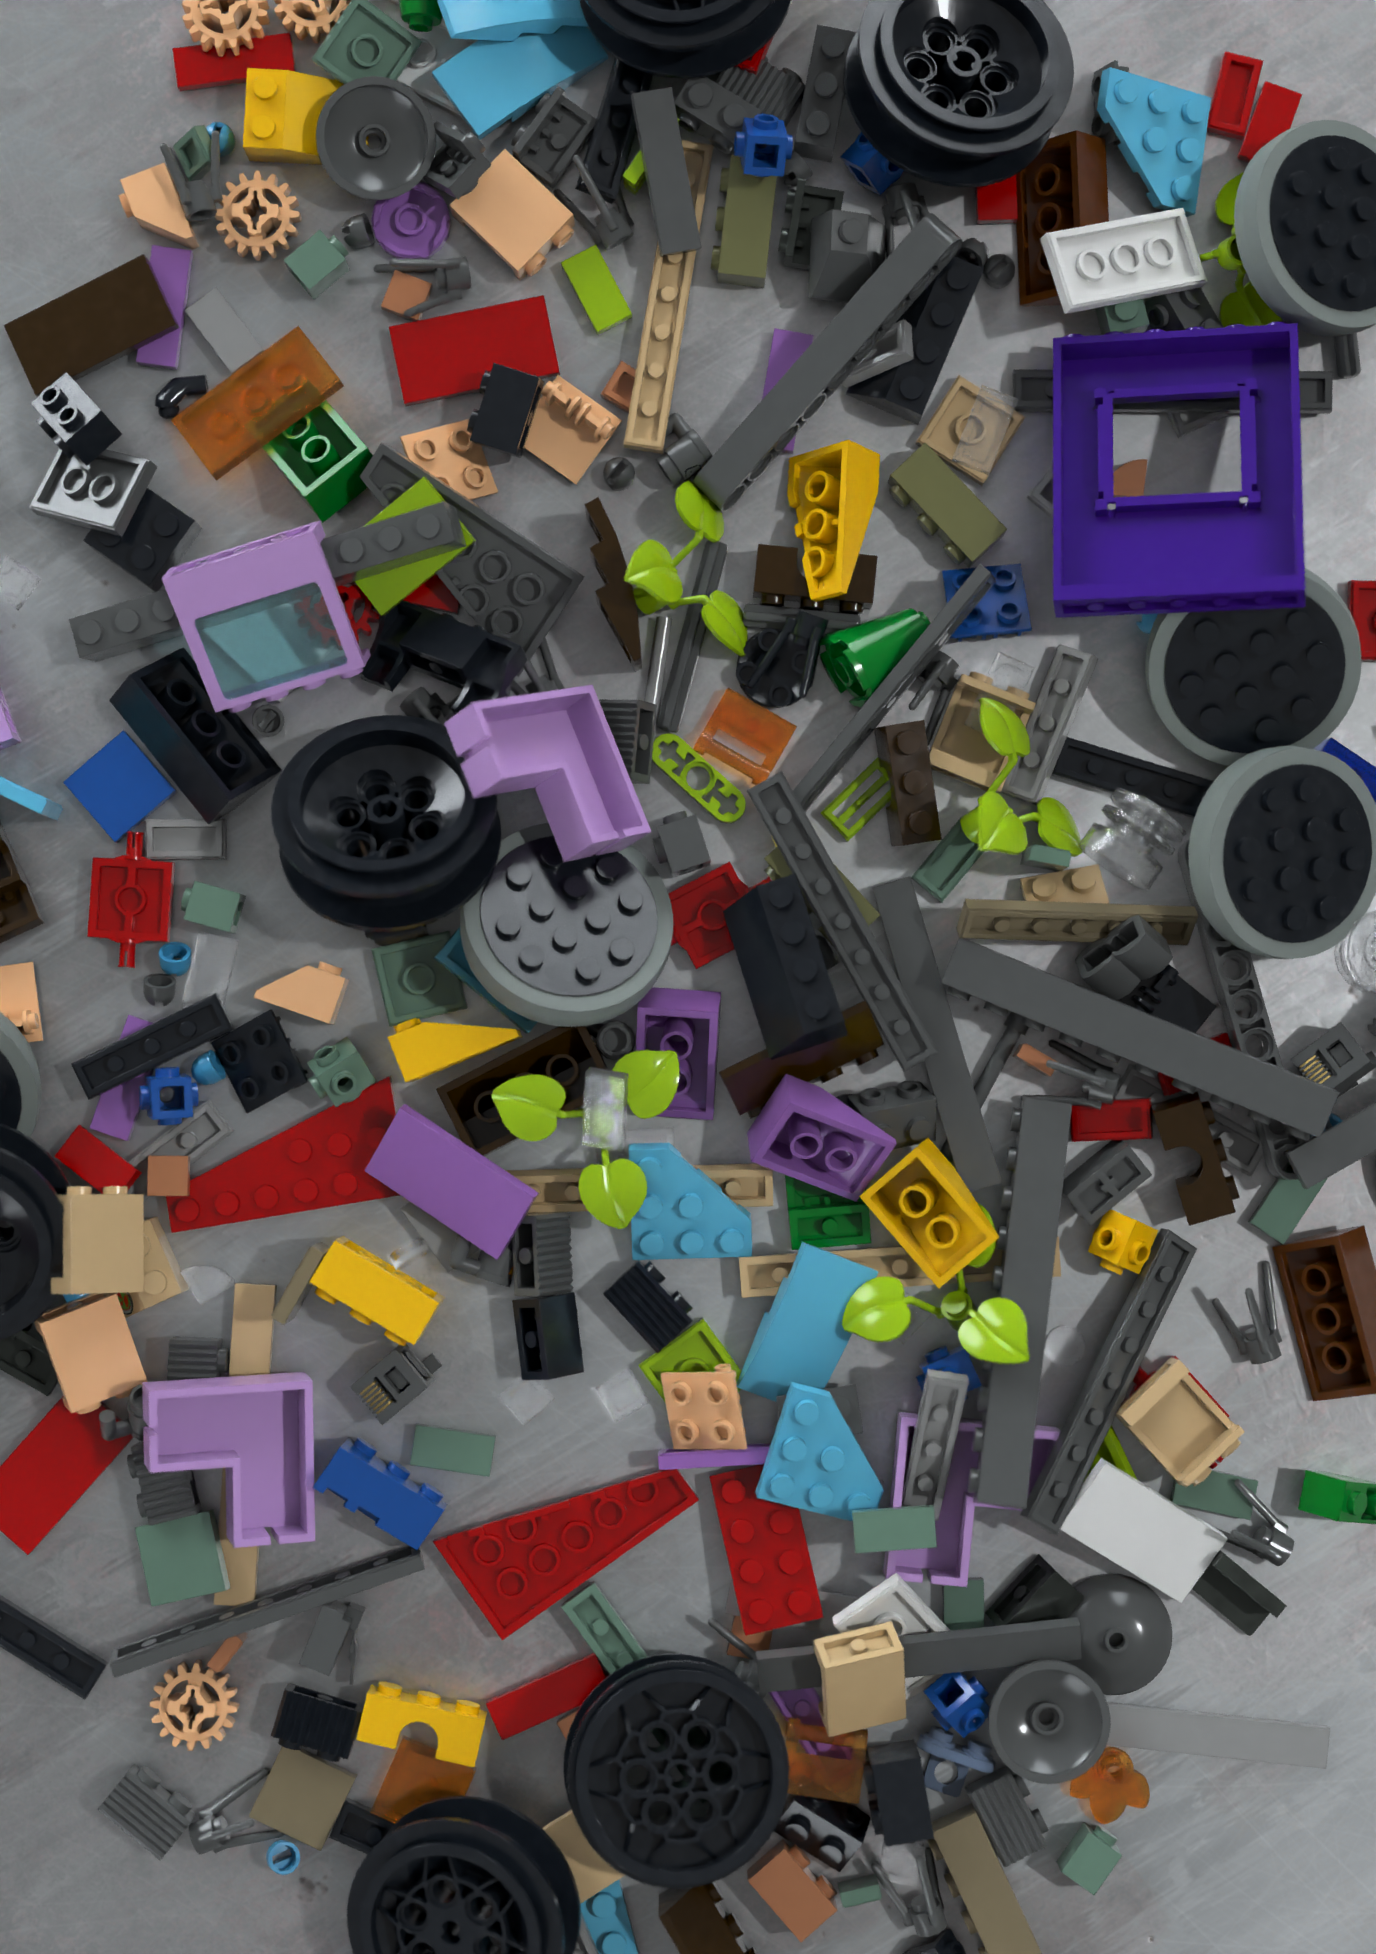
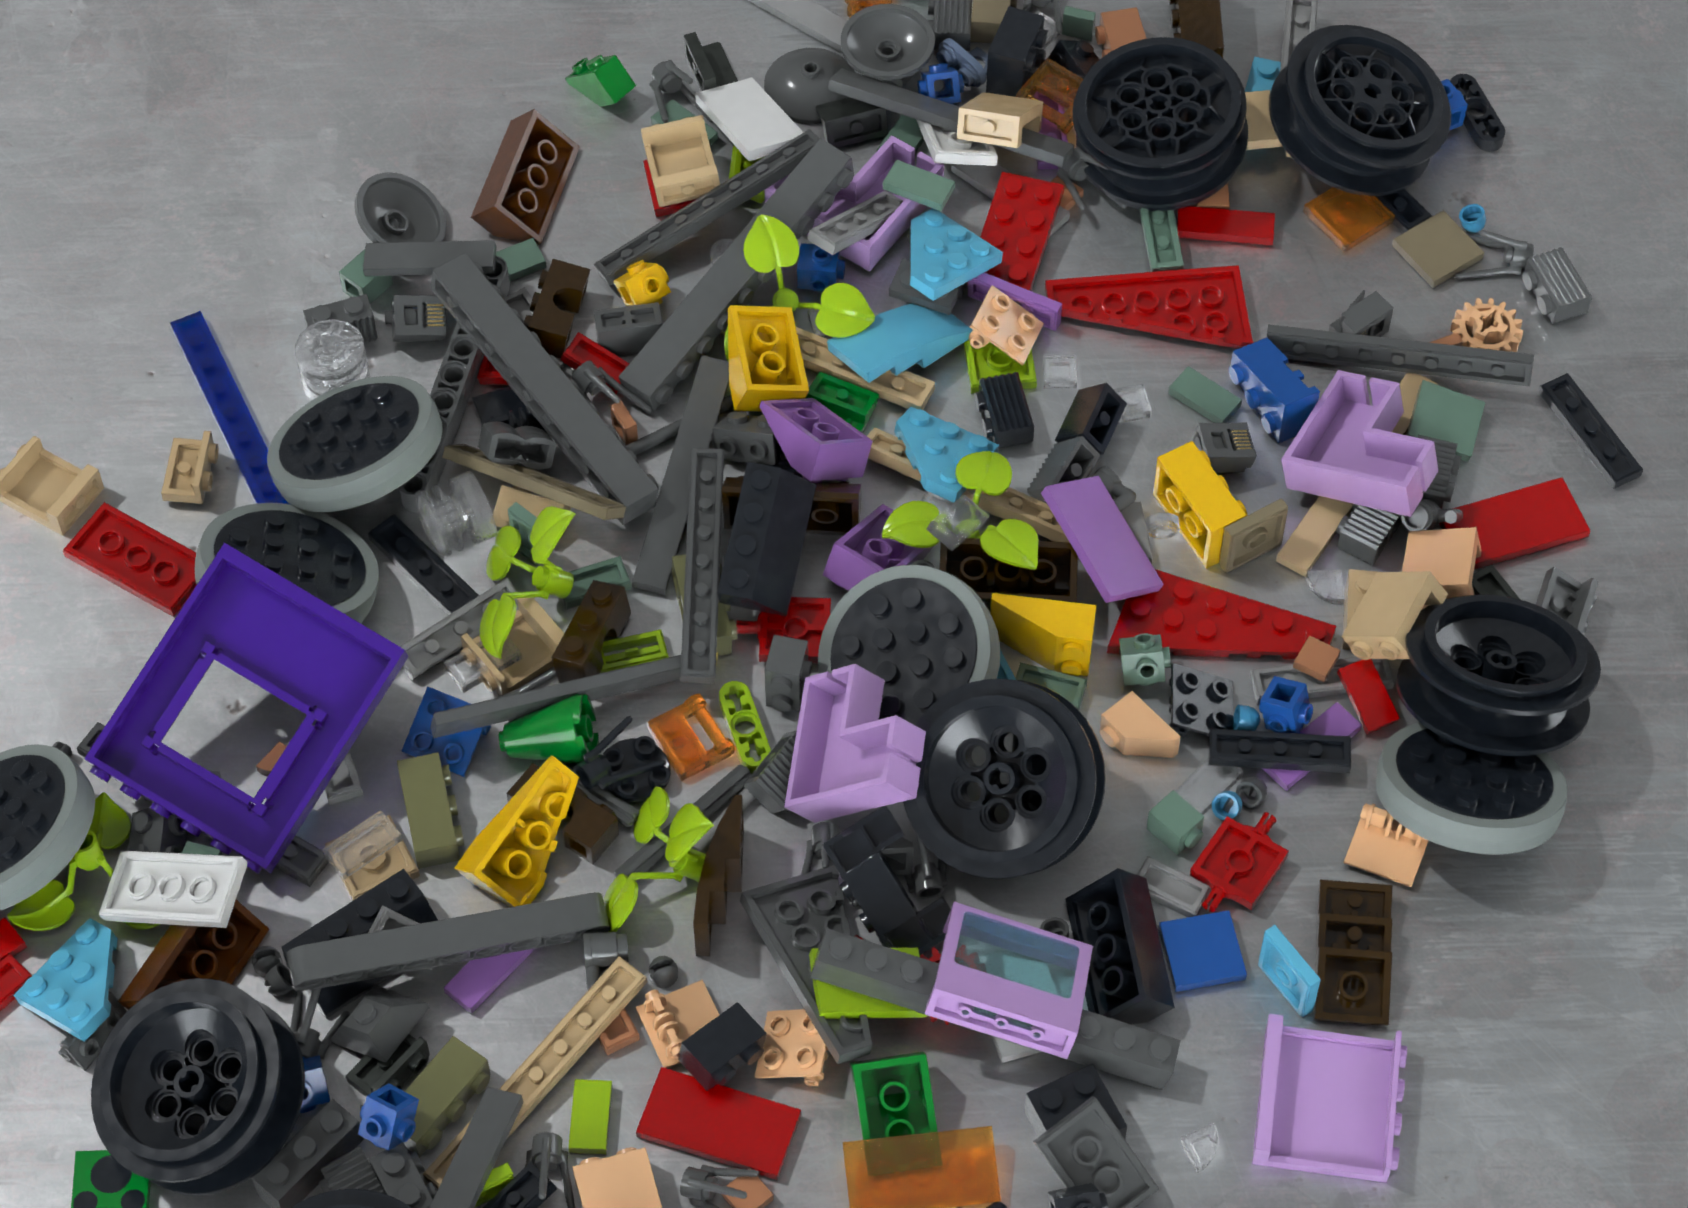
camera: 145 degrees left, 30 degrees down
(317, 1722) = (1401, 281): black brick -> none
(456, 1725) = (1343, 262): yellow arch -> none
(1260, 1340) = (589, 193): dark grey plant -> none

